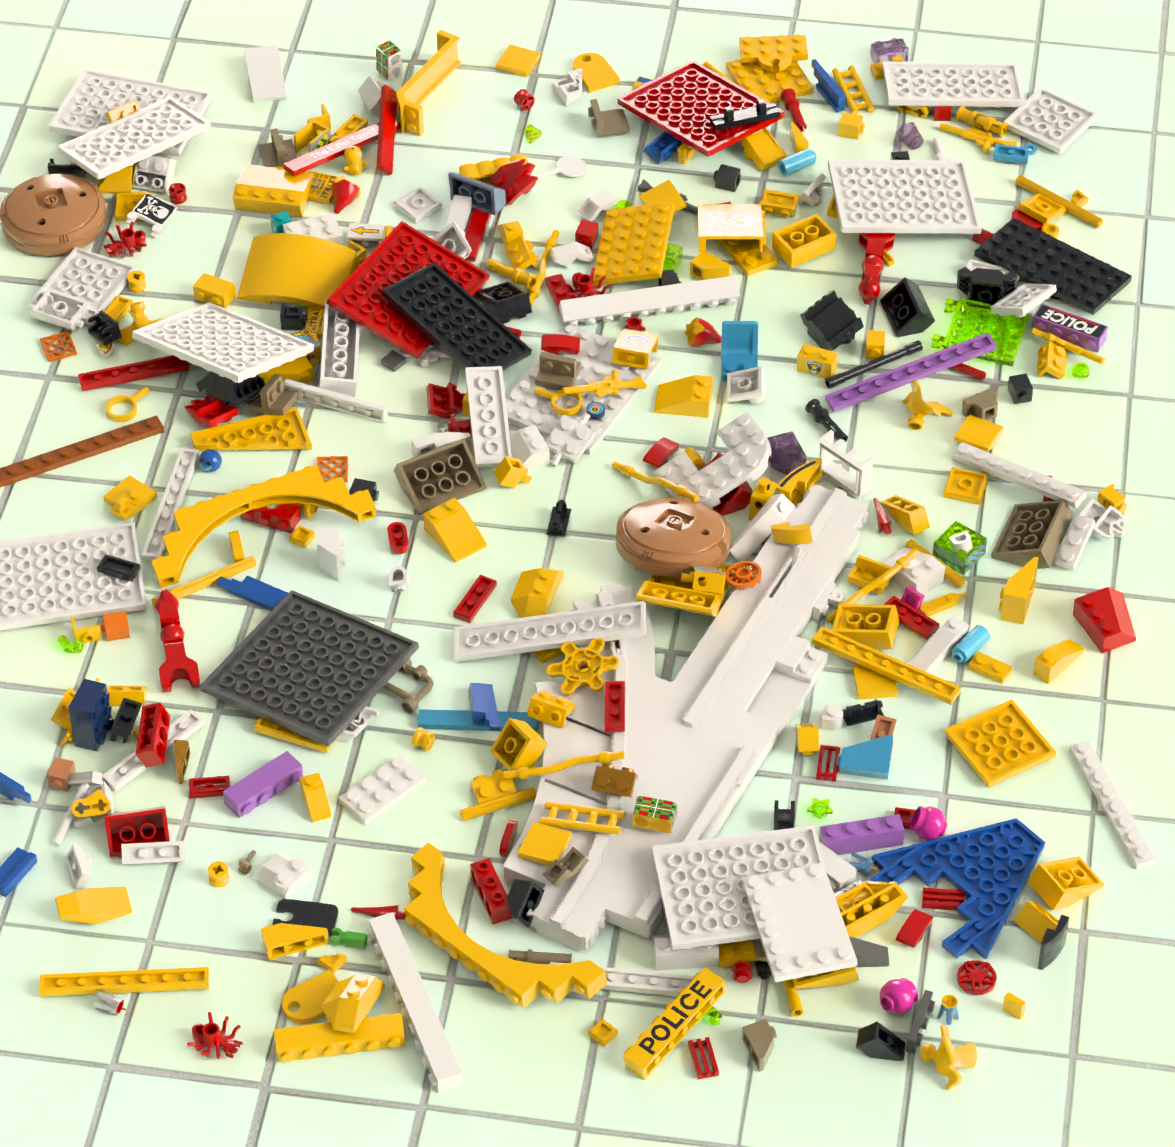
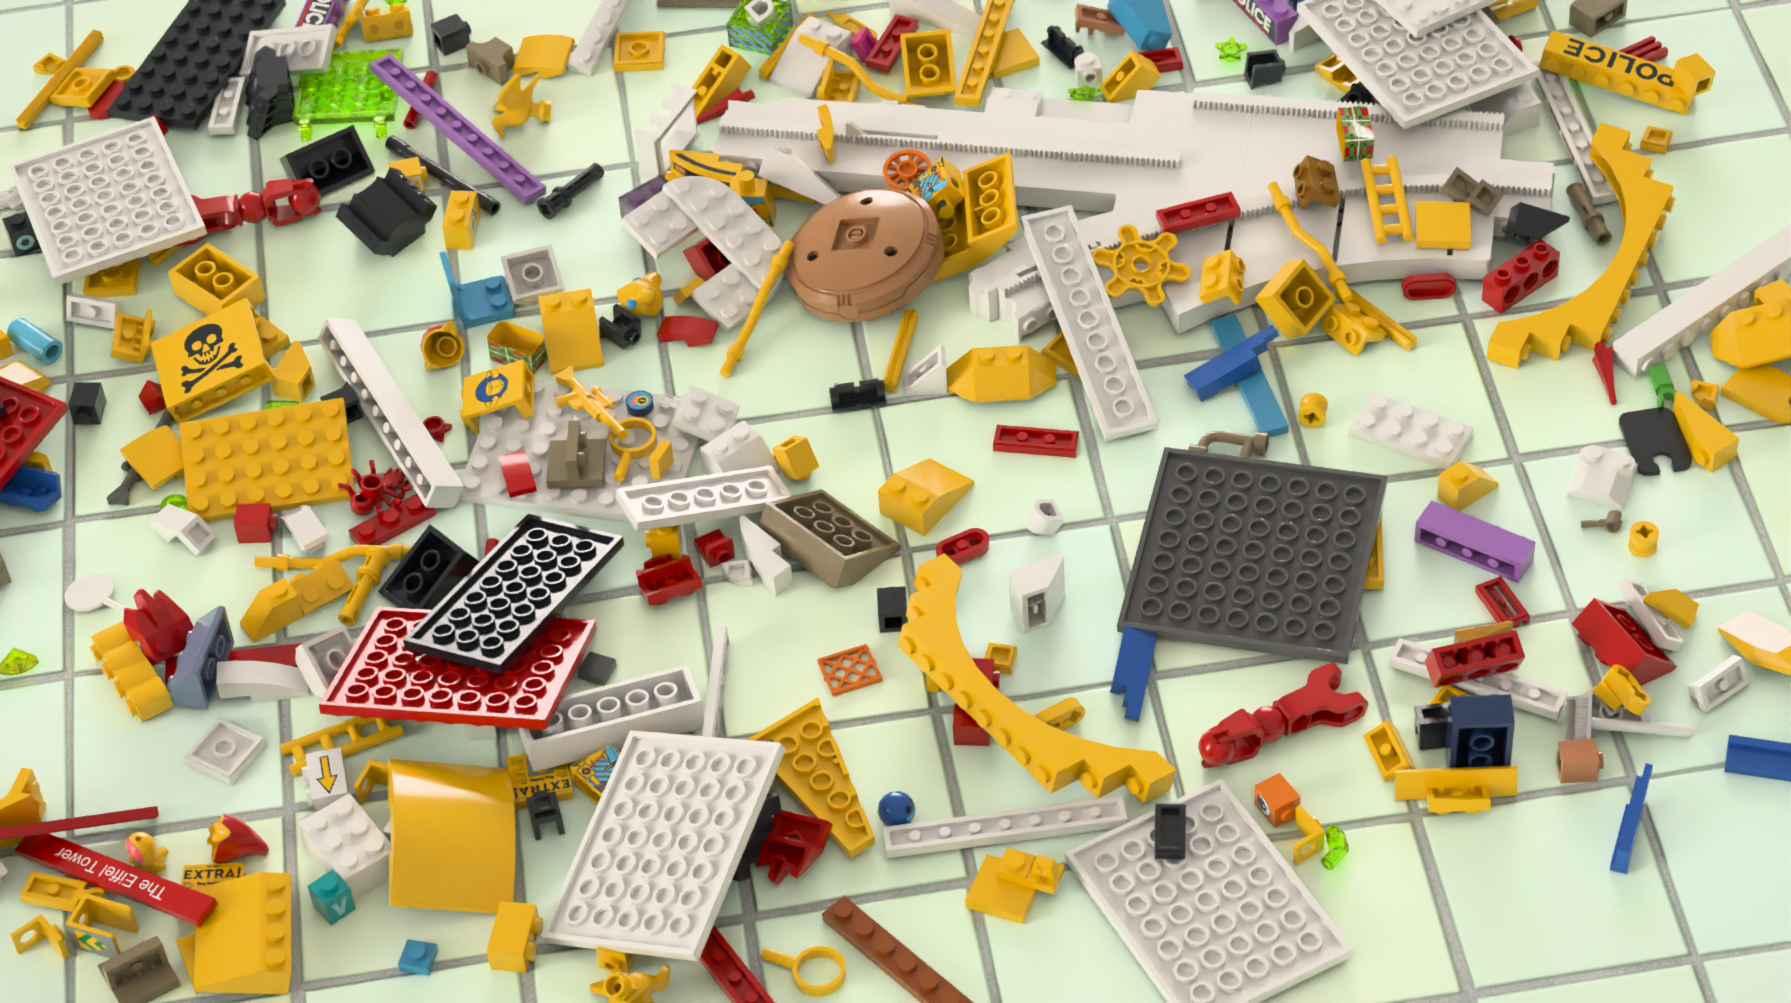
camera: 105 degrees left, 0 degrees up
(152, 865) = (1674, 606): none -> yellow tile
(212, 578) = (1142, 737): yellow axle -> none
(227, 257) = (418, 957): none -> dark azure plate
(535, 407) = (661, 459): none -> yellow tile
(556, 557) = (928, 375): none -> white slope
(591, 551) = (900, 349): none -> yellow axle
(636, 1053) = (1693, 75): none -> yellow brick
(674, 418) = (624, 328): none -> black window
(676, 363) = (508, 335): none -> piece
(696, 430) = (642, 295): none -> yellow piece
(802, 711) = (1083, 93): none -> clear neon green plate

